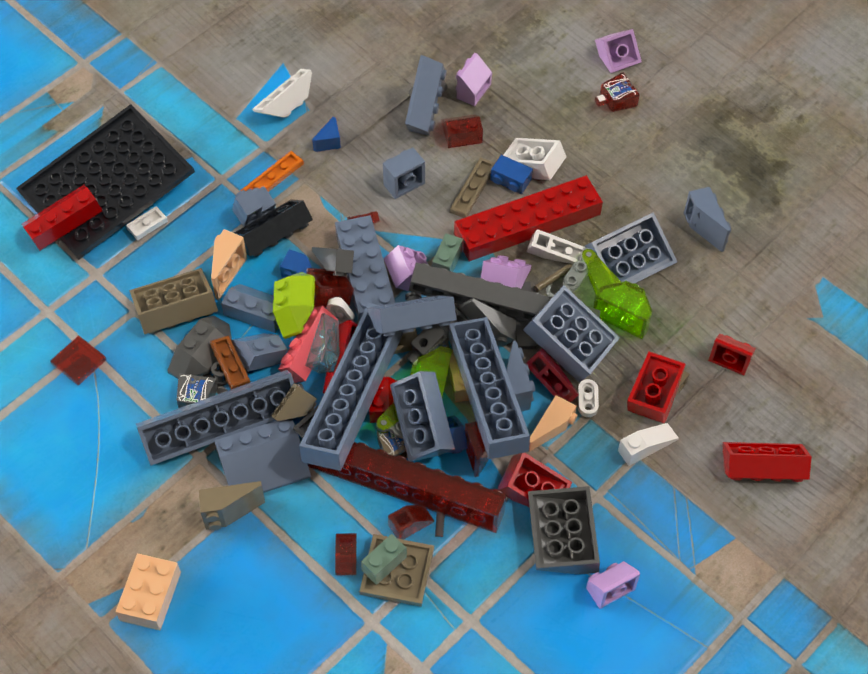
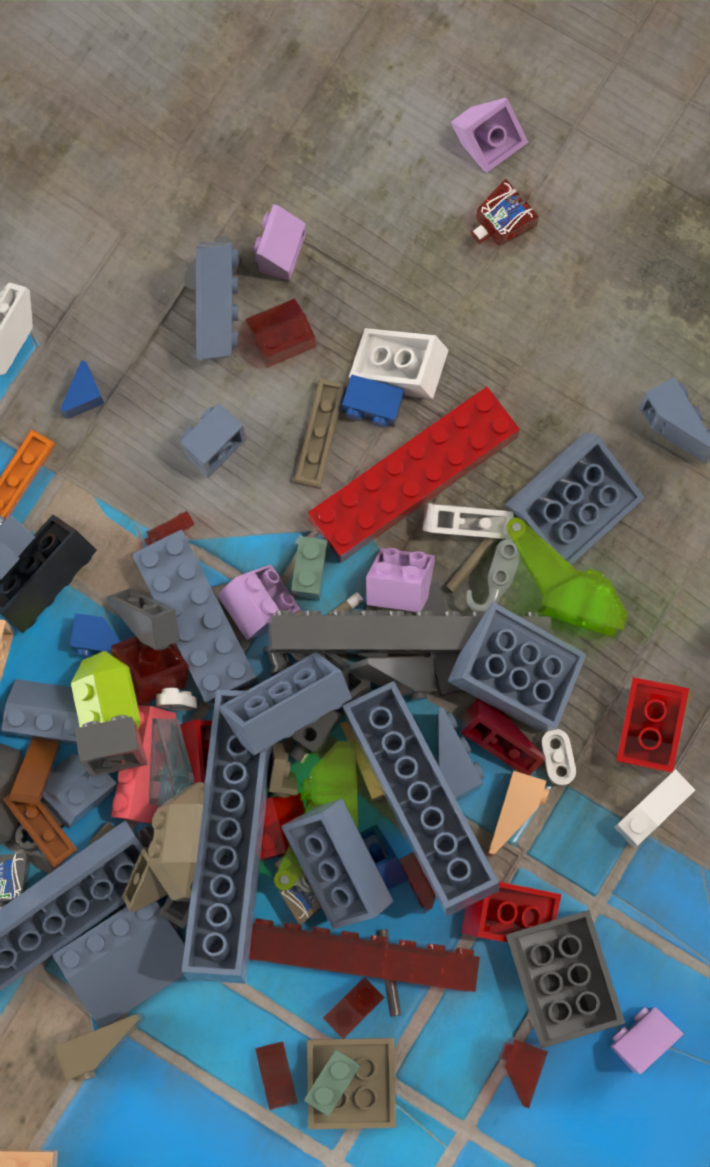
camera: 10 degrees left, 20 degrees up
(235, 331) = (35, 771): none -> dark orange tile
(289, 316) = (110, 746): none -> dark grey slope
(316, 377) = (177, 841): none -> dark tan wedge
(397, 359) = (281, 779): none -> dark tan bracket
(521, 579) = (522, 1067): none -> clear red slope

